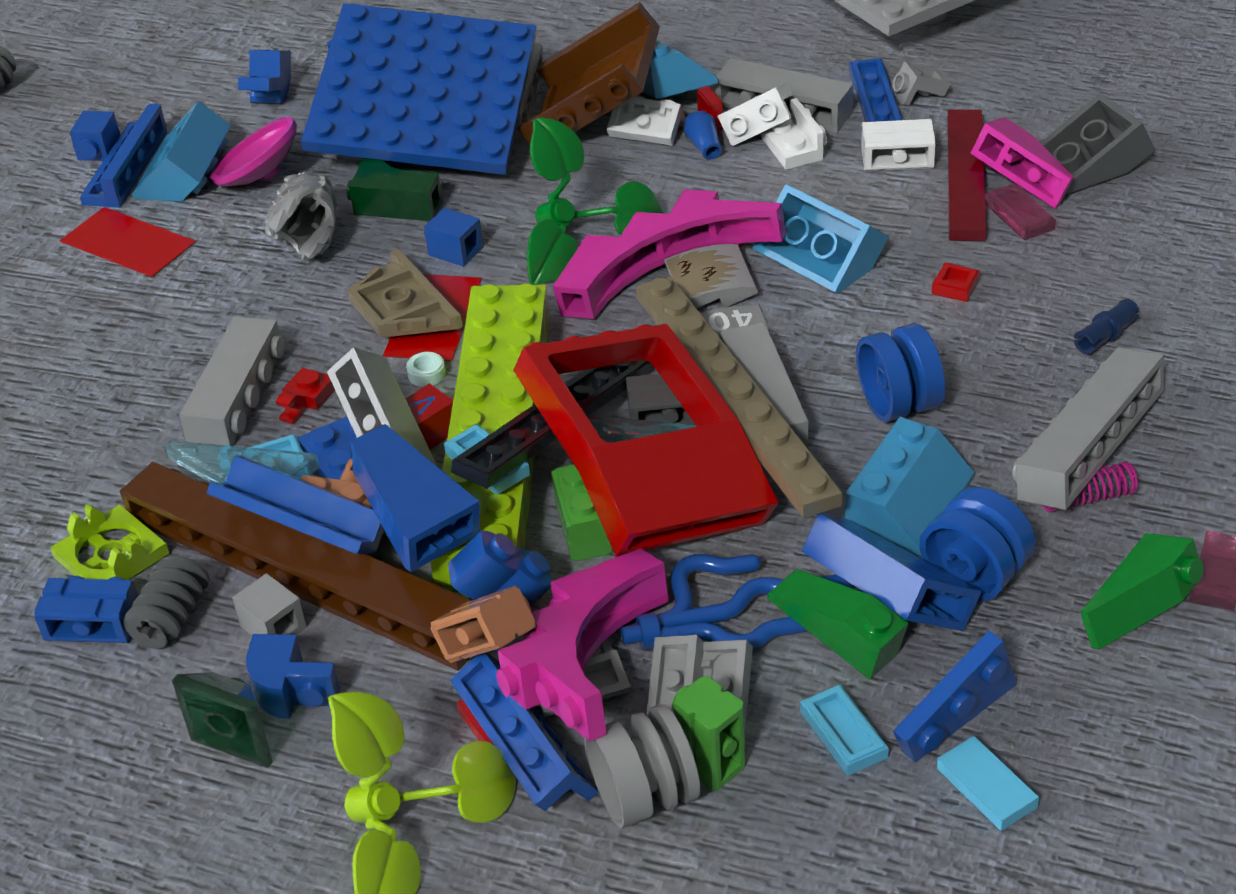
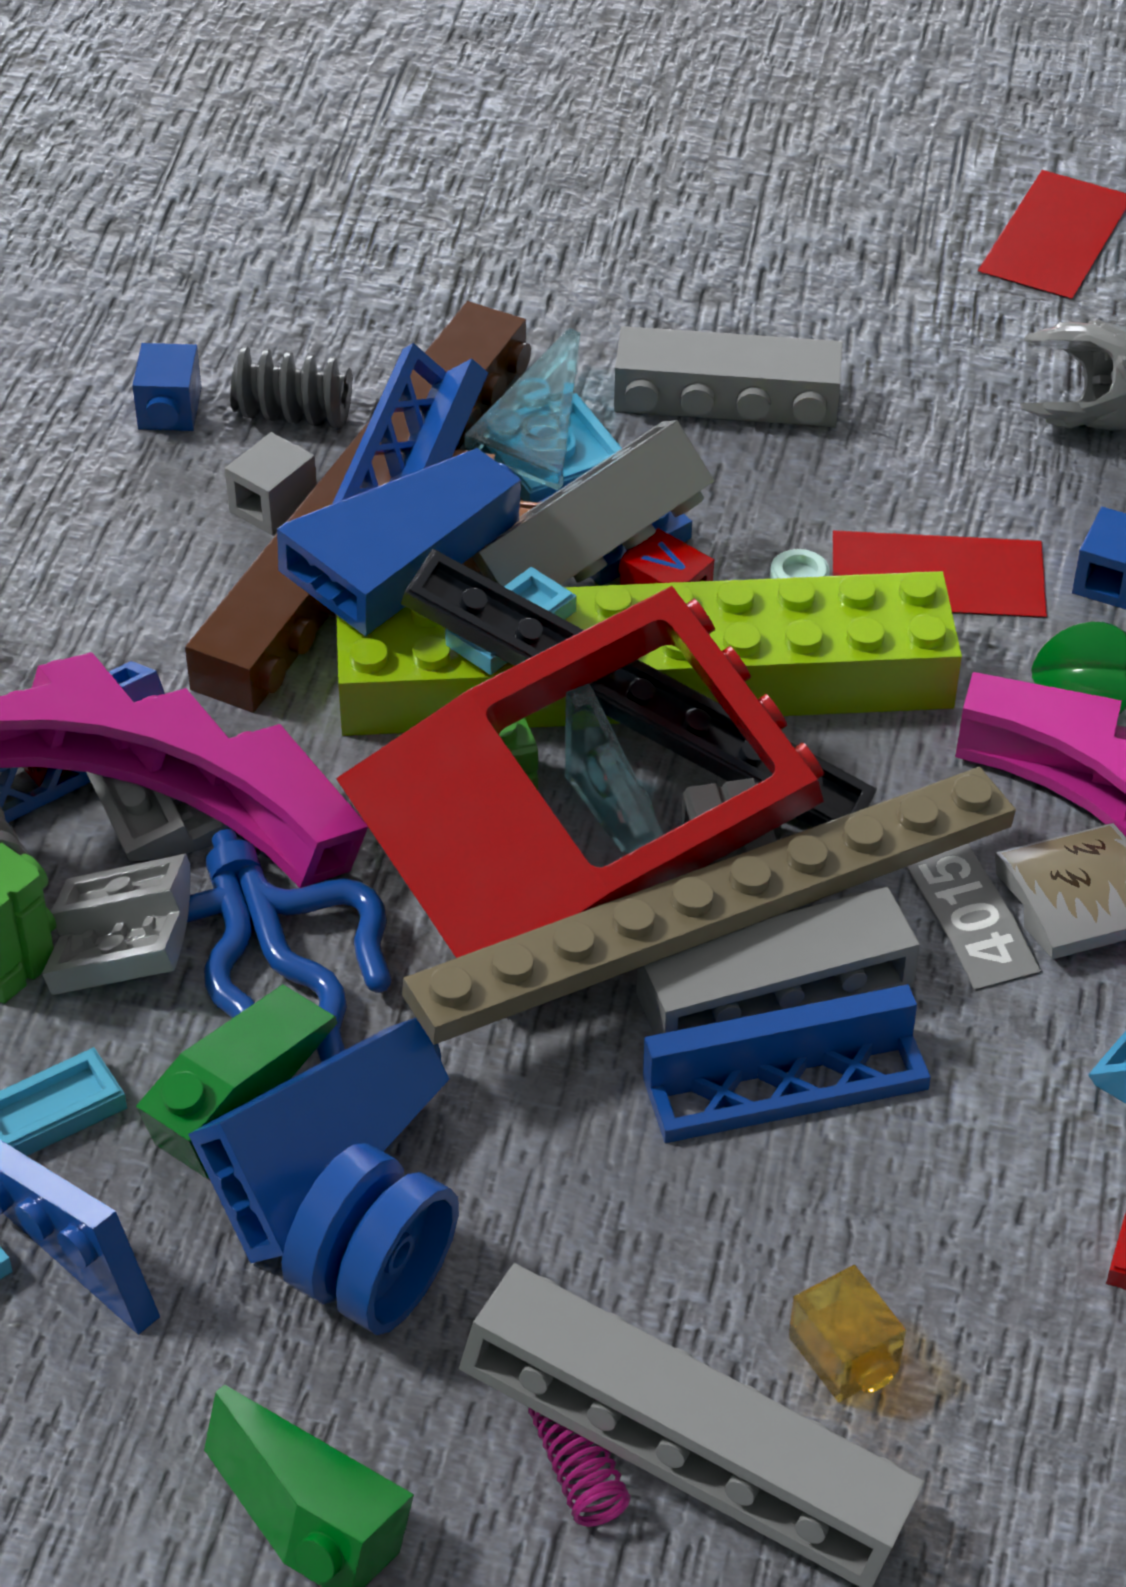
camera: 80 degrees right, 5 degrees up
(85, 609) = (282, 316): blue brick -> none
(124, 564) = (371, 347): lime piece -> none
(136, 675) = (167, 386): none -> blue brick
(223, 715) = (81, 464): clear green slope -> none
(283, 678) = (156, 507): blue brick -> none
(304, 391) = (730, 456): red plate -> none
(402, 300) = (951, 517): dark tan wing -> none
(483, 624) = (169, 648): nougat brick -> none
(494, 564) = (299, 656): blue brick -> none
(823, 401) = (770, 1044): none -> blue fence
(900, 372) = (798, 1131): blue wheel -> none
(907, 484) = (551, 1169): dark azure slope -> none
(1016, 379) = (847, 1334): none -> clear yellow brick
(1106, 326) = (1040, 1497): dark blue pin -> none

